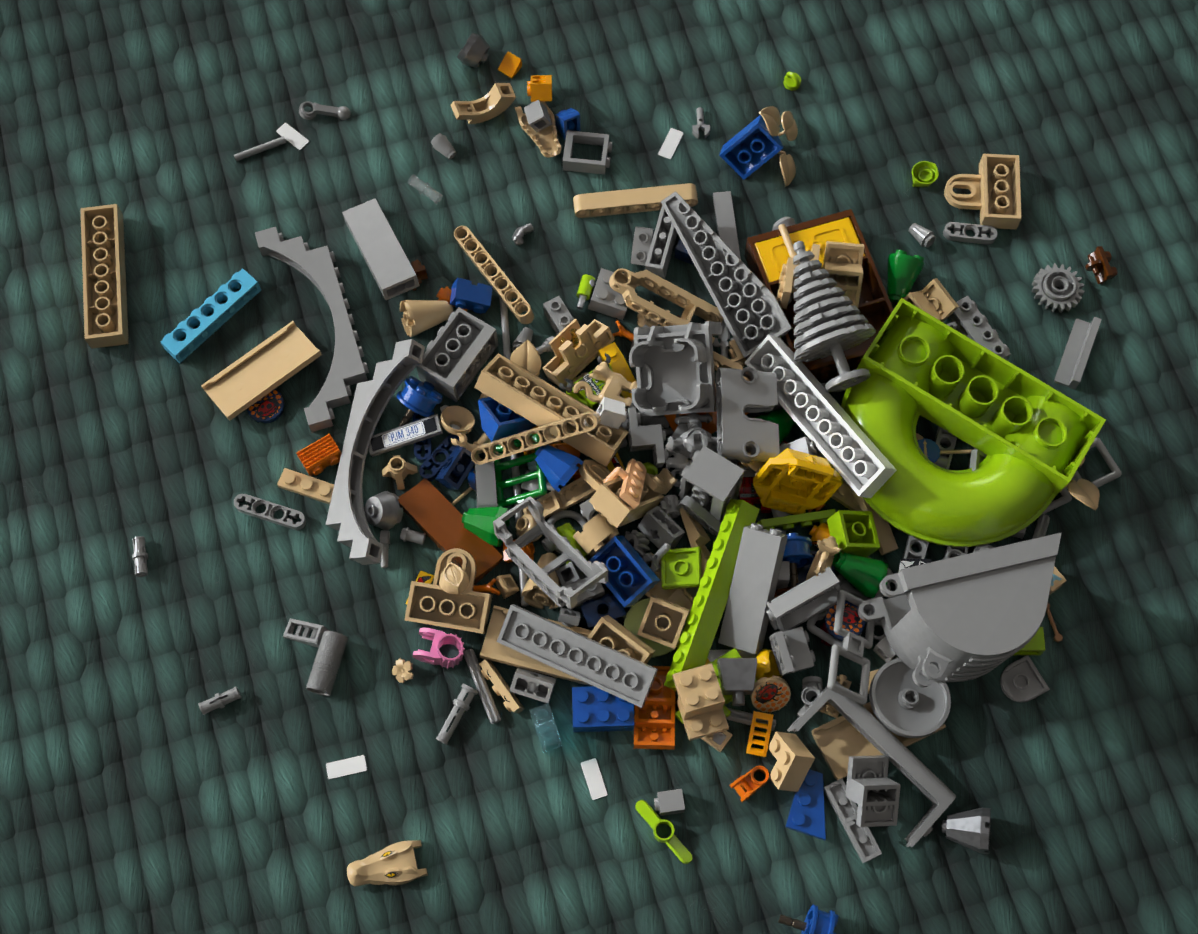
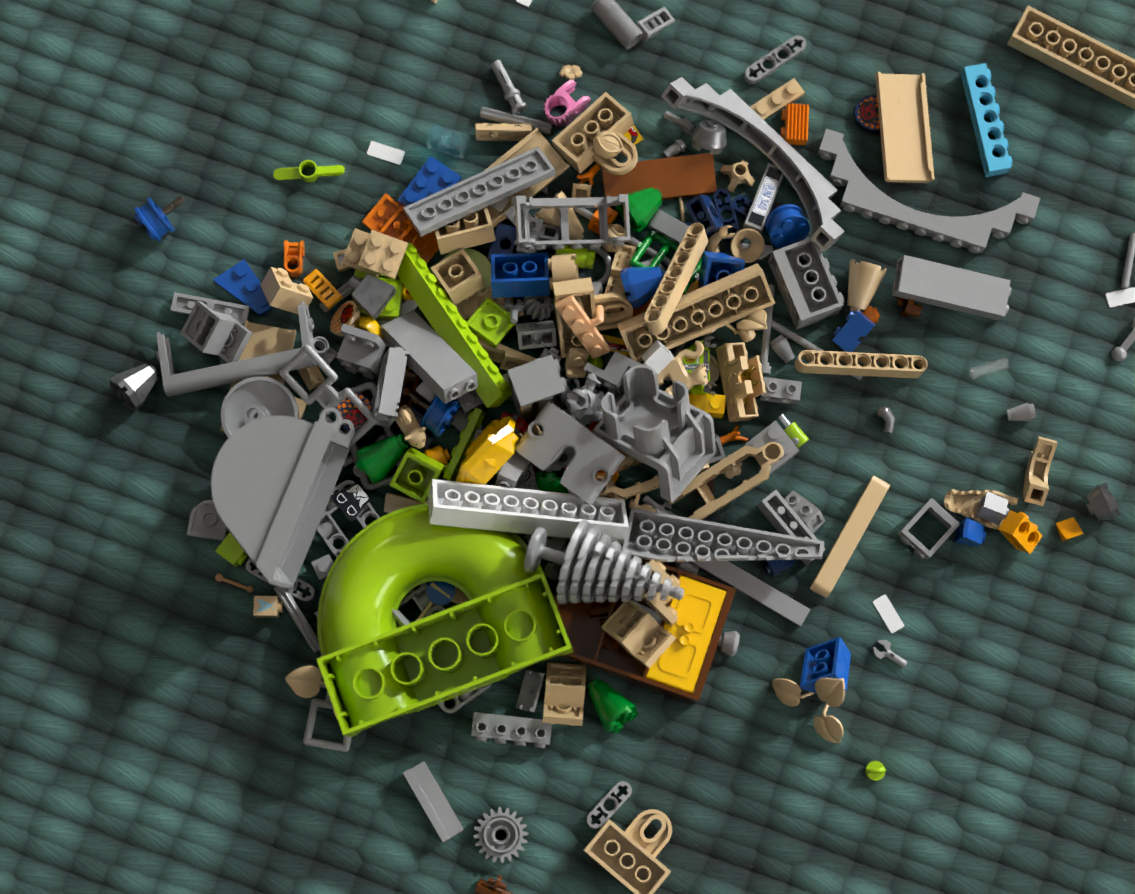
camera: 120 degrees right, 10 degrees up
(533, 685) = (485, 152): light grey brick -> none
(669, 802) = (324, 189): light grey brick -> none
(787, 240) = (697, 614): tan bar -> none
(922, 235) = (637, 759): light grey cone -> none
(924, 174) = (694, 810): lime hat -> none

